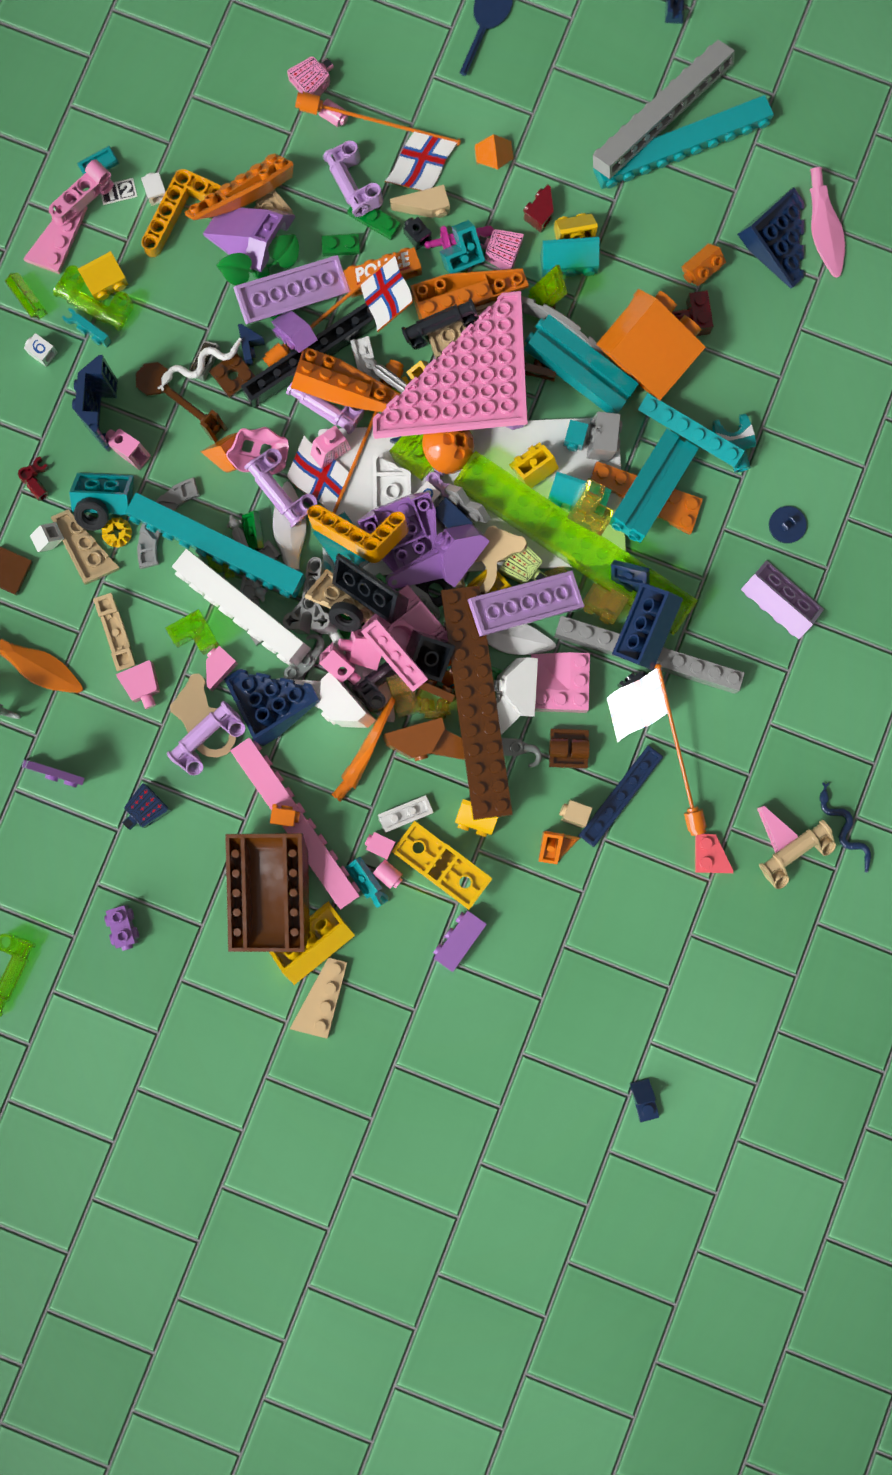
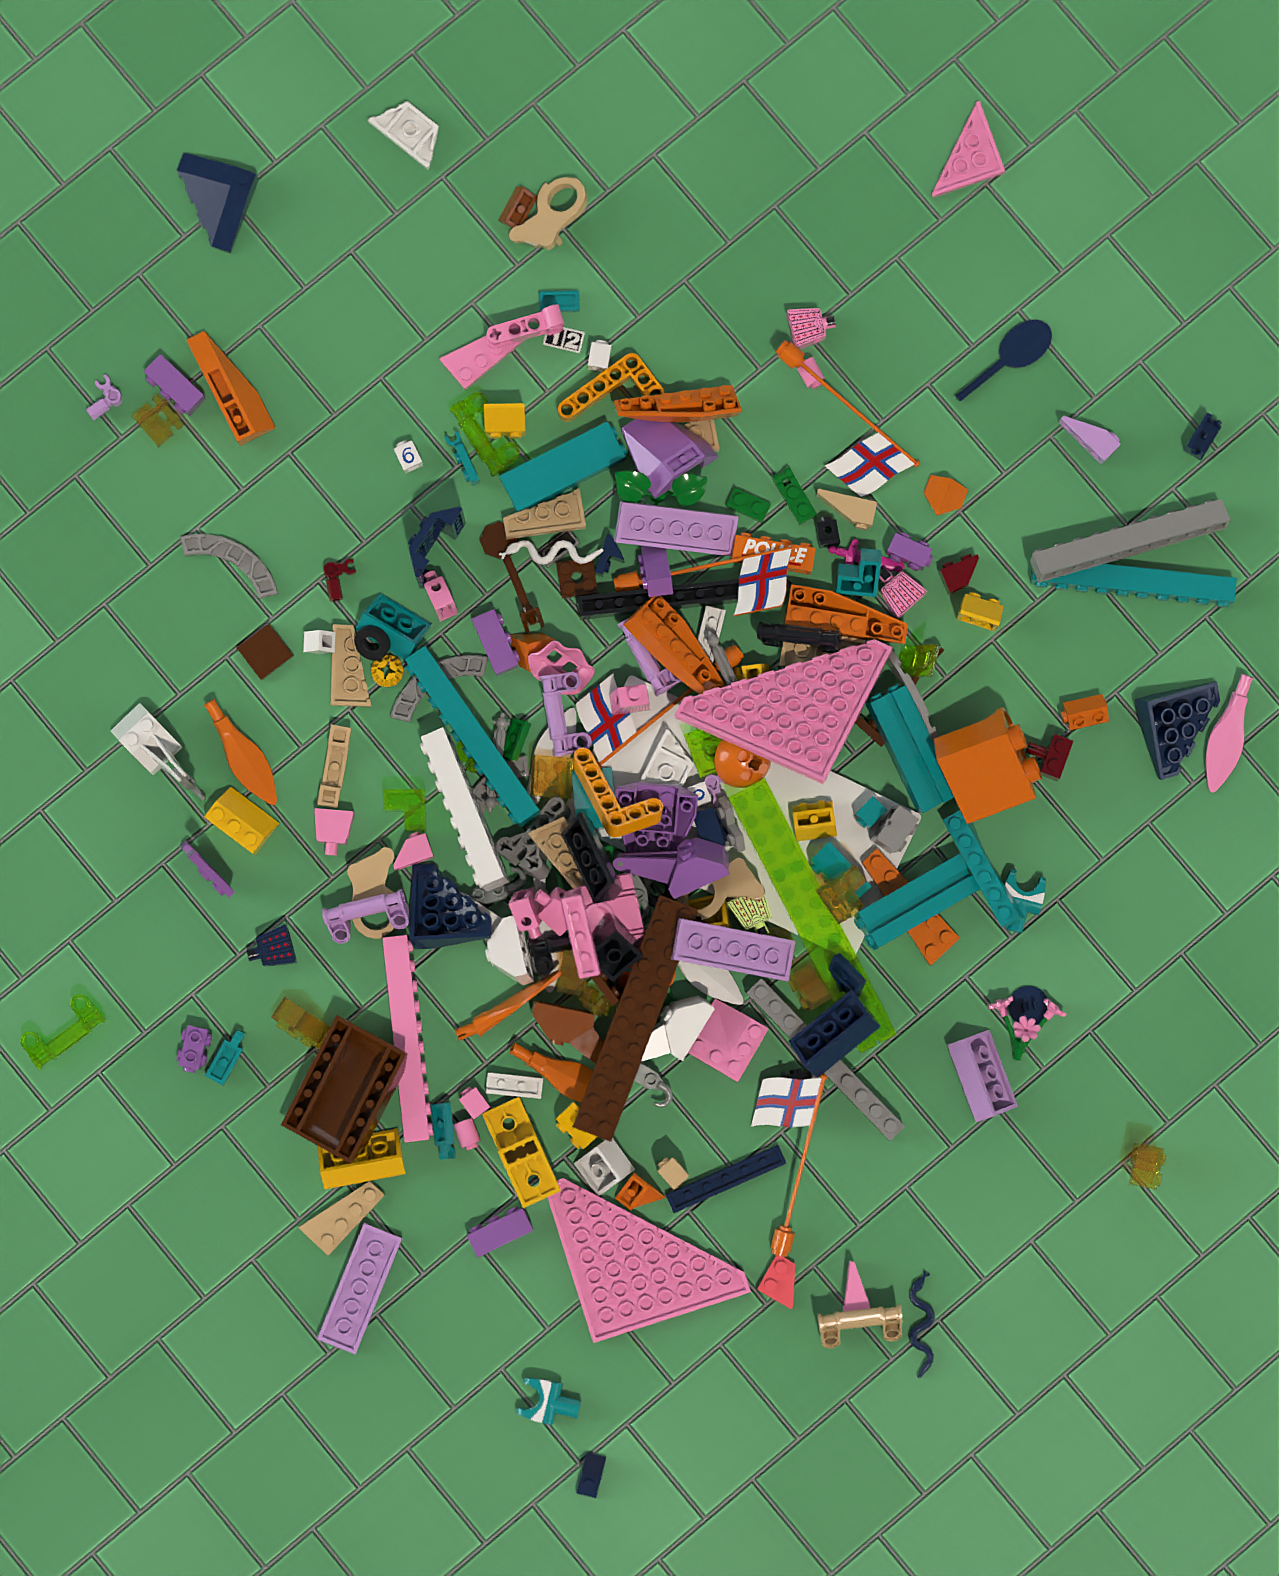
camera: 30 degrees right, 0 degrees up
(16, 279) = (421, 397): clear neon green piece -> none
(23, 106) = (517, 207): none -> dark orange slope
(53, 106) = (544, 228): none -> tan animal
(61, 718) = (241, 820): none -> yellow slope
(153, 921) = (226, 1059): none -> teal plate
(173, 292) = (563, 467): none -> teal brick
(184, 337) = (554, 516): none -> tan wing
(194, 461) = (496, 642): none -> medium lavender brick
(199, 857) = (300, 1023): none -> clear yellow brick
(285, 816) = (400, 1027): orange brick -> none
(298, 544) = (551, 776): none -> clear yellow plate
(344, 157) = (785, 449): lavender piece -> none
(348, 609) = (547, 870): black tyre -> none
(368, 1051) = (359, 1288): none -> lavender plate
(445, 783) = (565, 1076): none -> orange animal
(492, 211) = (910, 552): none -> medium lavender brick
(516, 840) = (604, 1166): none -> white slope
(569, 748) = (701, 1107): reddish brown plate -> none
(572, 255) = (960, 637): teal slope -> none
(577, 1058) = (550, 1402): none -> teal connector
(585, 912) = (632, 1269): none -> bright pink plate
(589, 48) = (1094, 439): none -> lavender slope
(799, 539) = (1025, 1028): none -> bright pink plant

